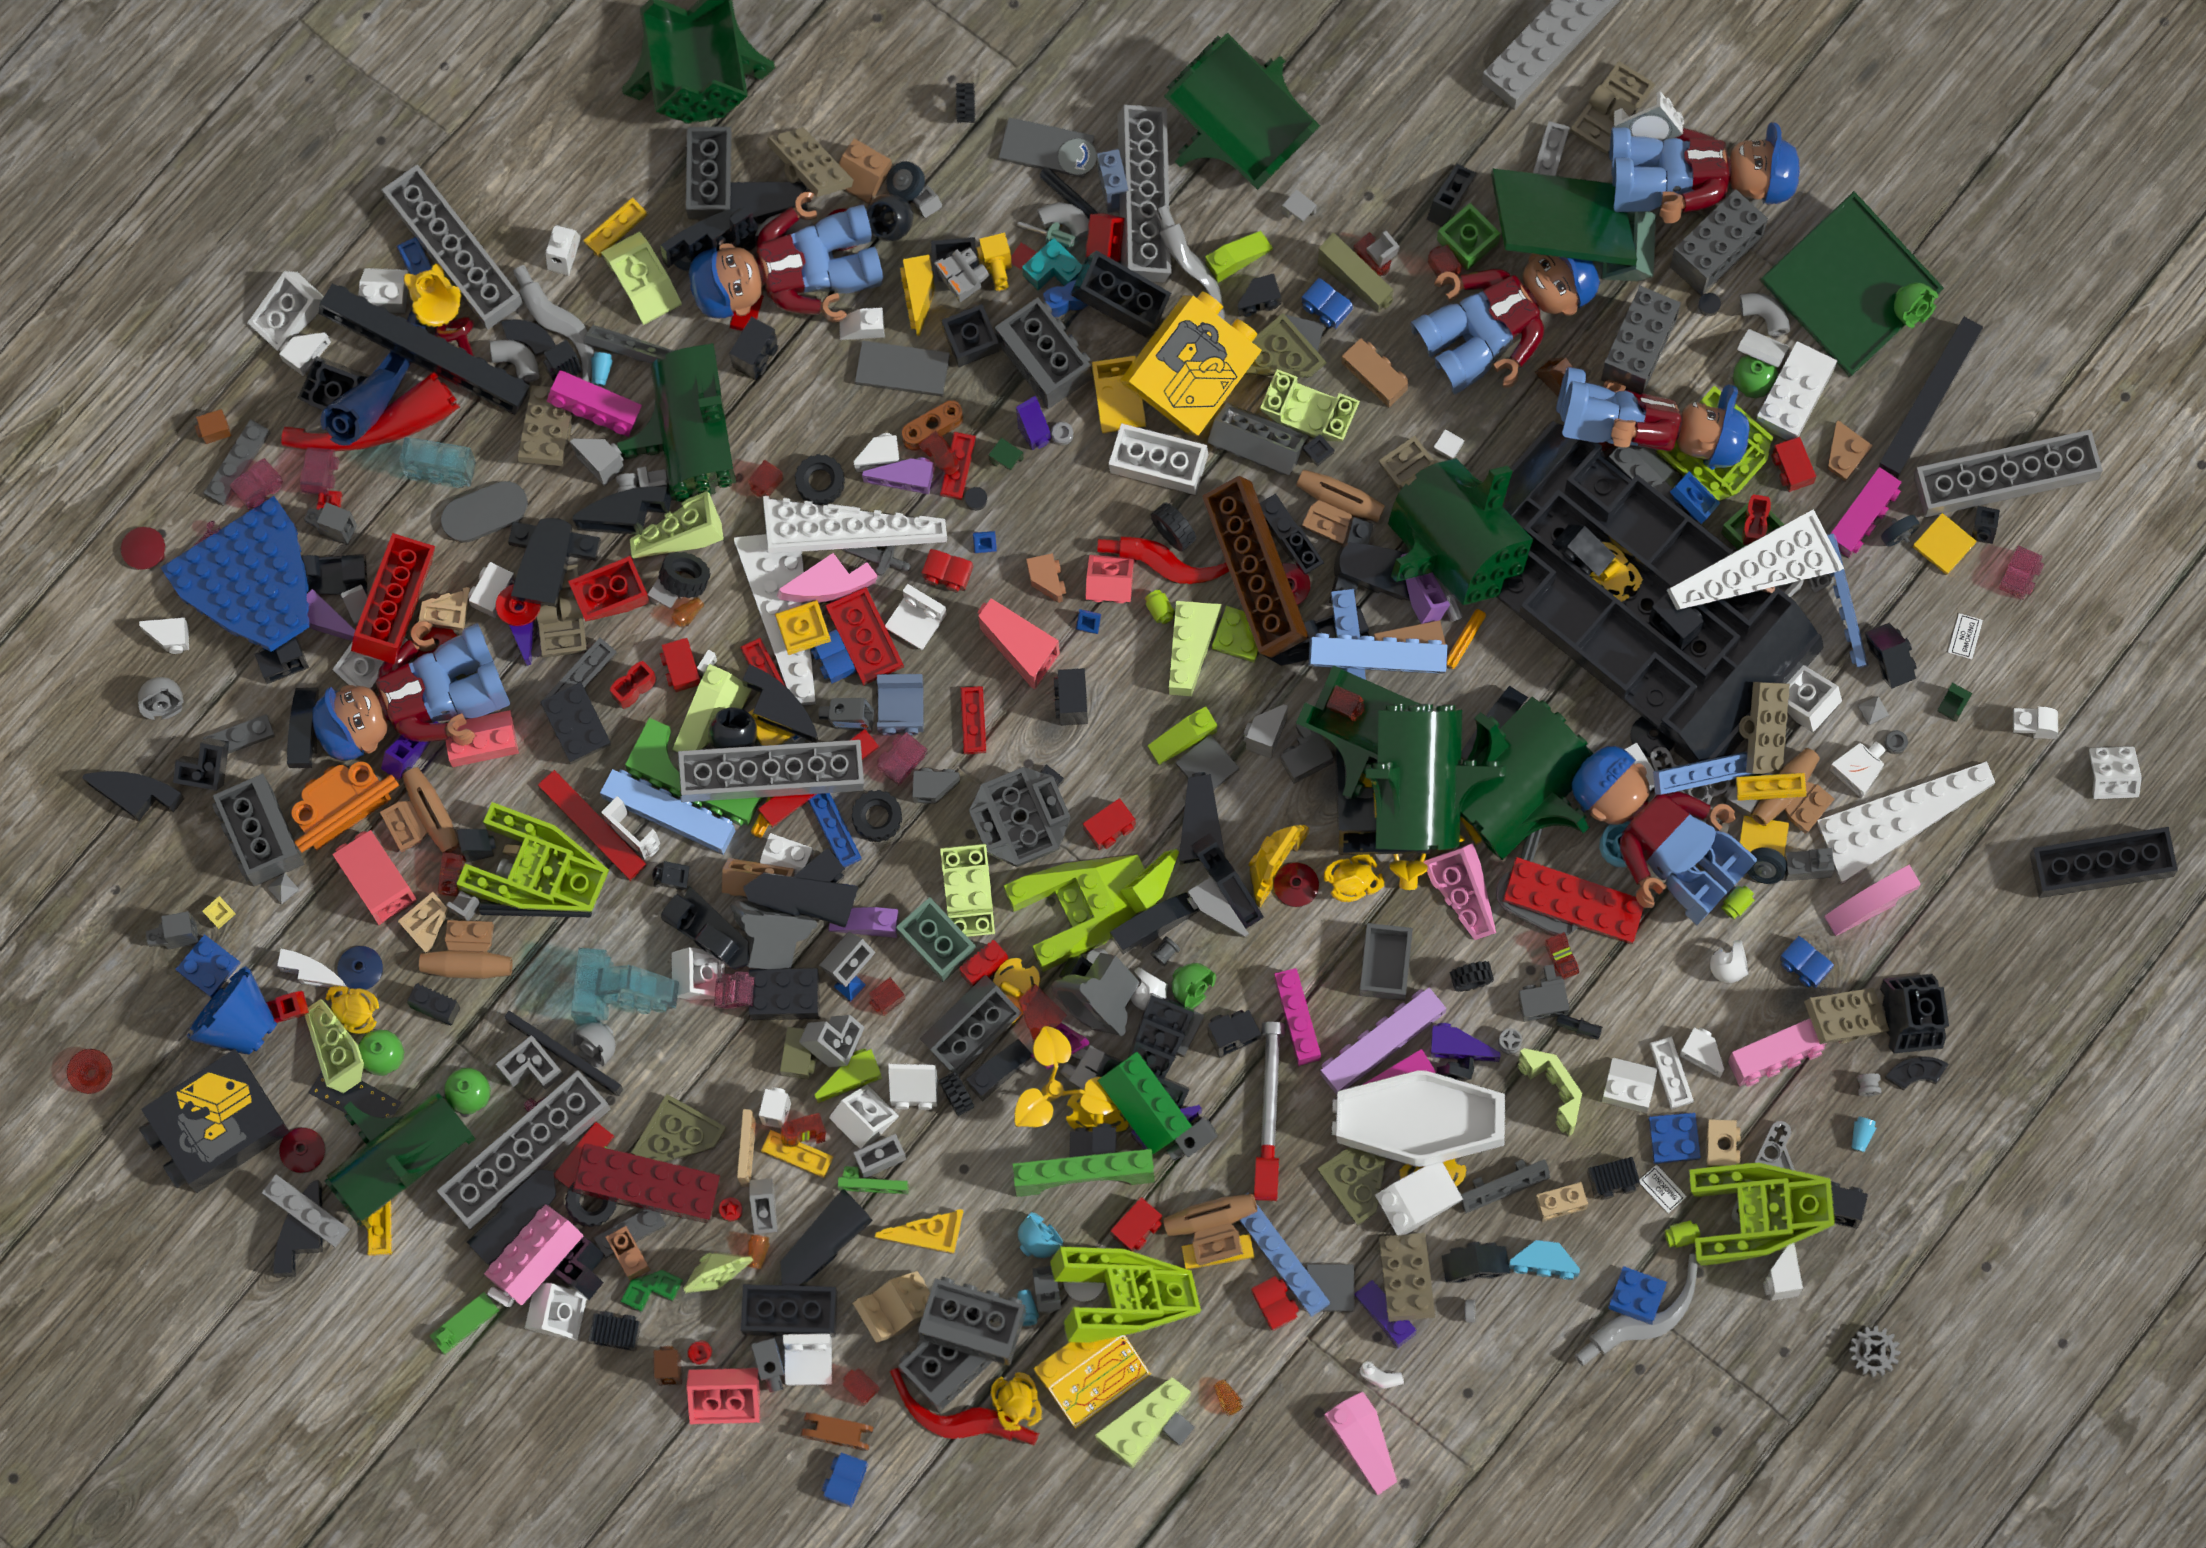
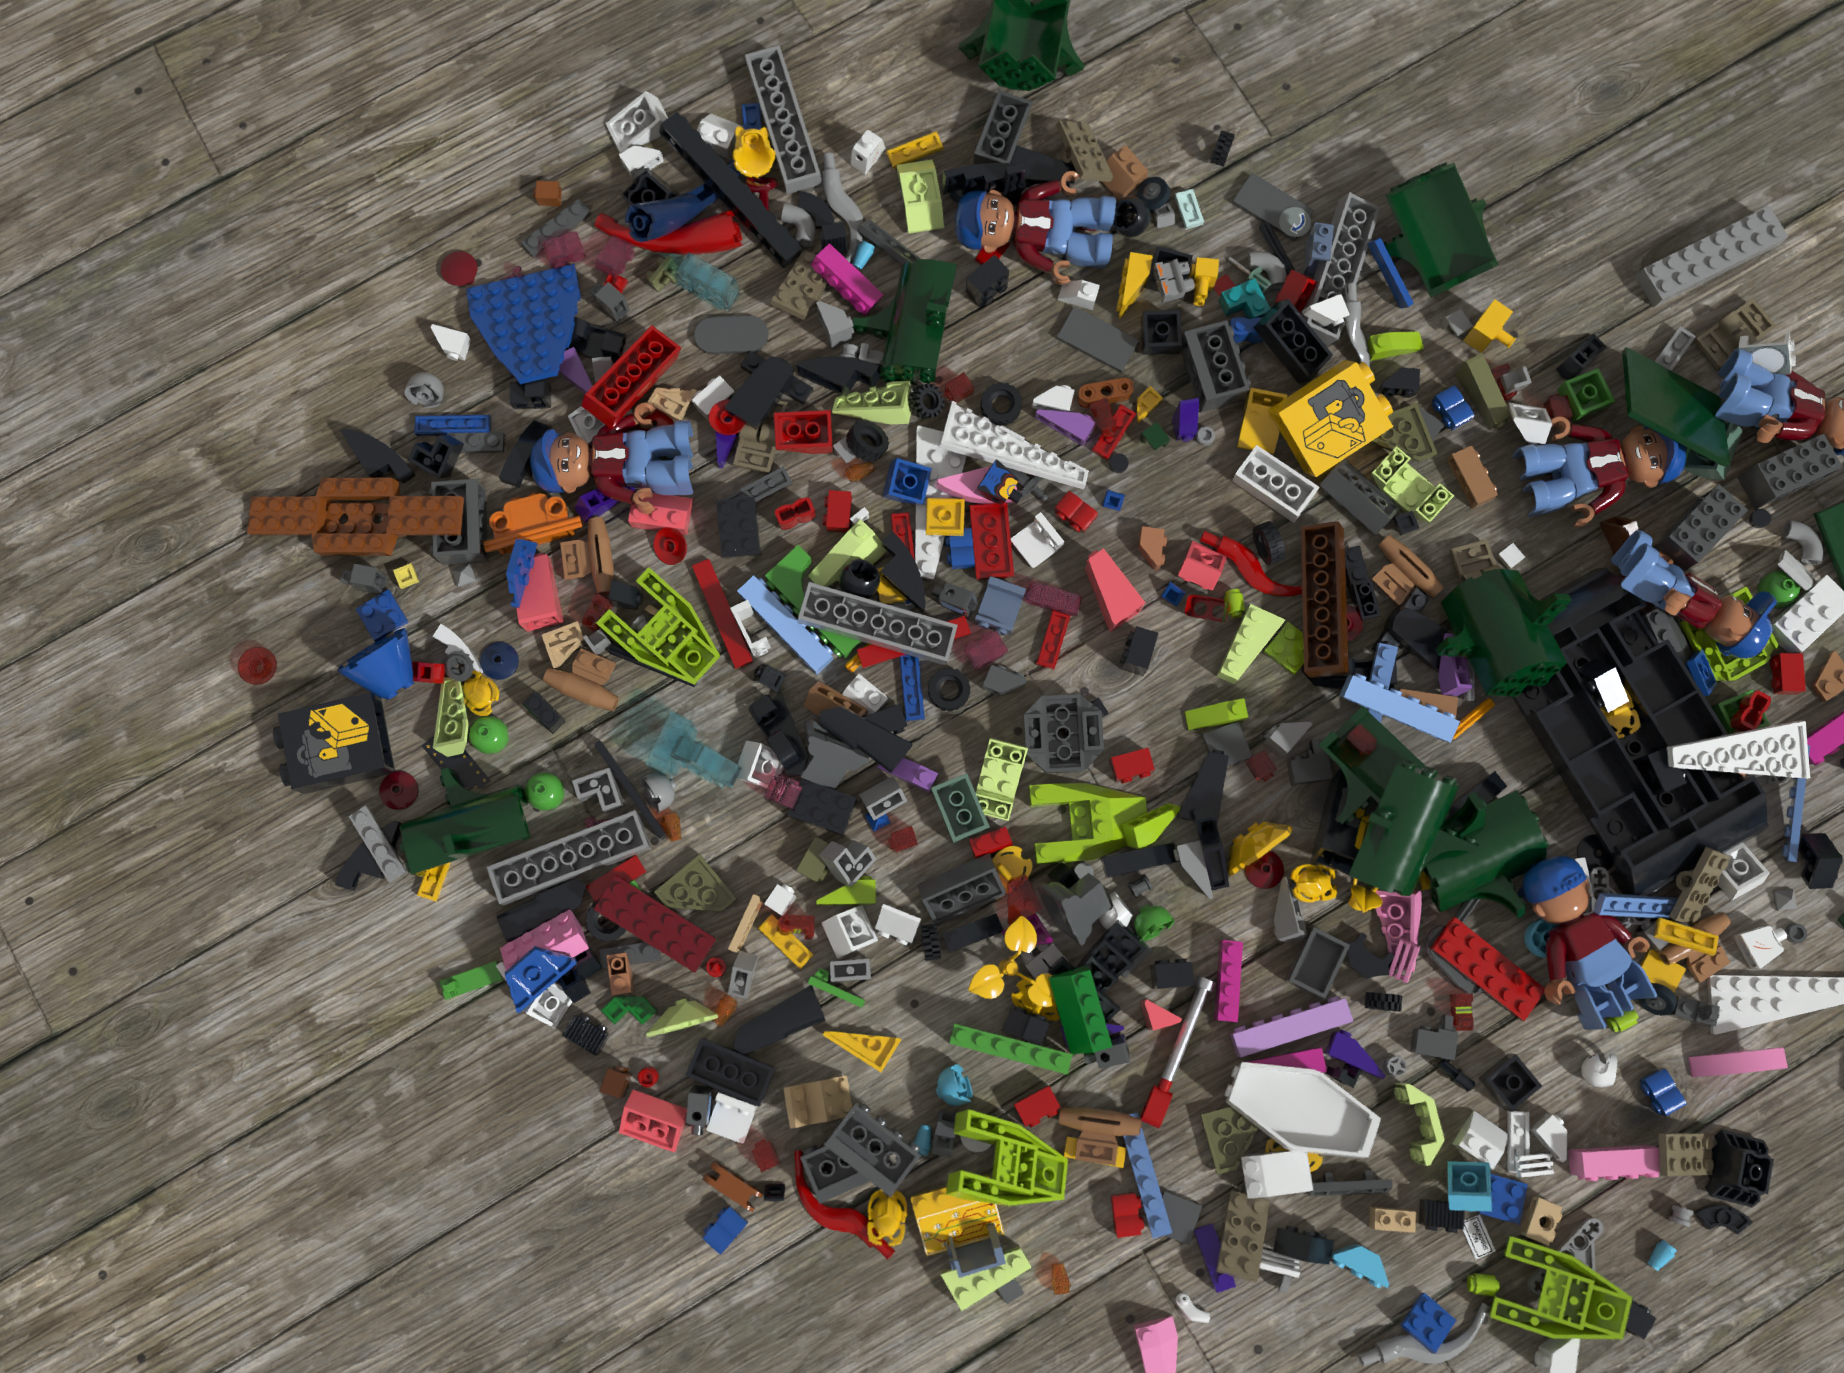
camera: 15 degrees right, 5 degrees up
(149, 884) = (359, 535): none -> dark orange piece
(202, 726) = (451, 424): none -> blue tile
(310, 984) = (456, 673): none -> dark grey gear
(349, 855) = (519, 567): none -> blue wing
(382, 471) = (664, 274): none -> olive hips
(499, 777) = (664, 546): none -> red dish
(537, 1280) = (535, 974): none -> blue wing
(624, 1075) = (672, 826): none -> clear orange cone
(744, 502) = (935, 398): none -> black tyre
(745, 605) = (906, 482): none -> blue slope
(849, 570) = (999, 485): none -> torso
(885, 1423) = (774, 1192): none -> black slope
(952, 184) = (1189, 209): none -> light aqua plate
(956, 675) = (1053, 599): none -> clear pink beam
(983, 419) = (1147, 402): none -> yellow tile
(1112, 619) = (1194, 599): none -> red piece
(1129, 1402) = (976, 1256): none -> sand blue panel
(1147, 247) = (1328, 311): none -> white slope
(1203, 178) = (1390, 273): none -> blue tile
(1233, 1080) = (1156, 1016): none -> coral slope
(1252, 774) = (1261, 766): none -> clear red brick
(1335, 199) = (1490, 328): none -> yellow brick
(1337, 922) = (1288, 914): none -> light grey slope
(1415, 289) = (1532, 422): none -> white slope
(1439, 942) = (1364, 961): none -> black piece
(1456, 1292) = (1280, 1263): none -> white tile
(1479, 924) = (1398, 975): none -> bright pink tile
(1628, 1134) = (1469, 1186): none -> medium azure brick
(1638, 1011) = (1510, 1082): none -> black brick
(1709, 1083) = (1547, 1164): none -> white tile

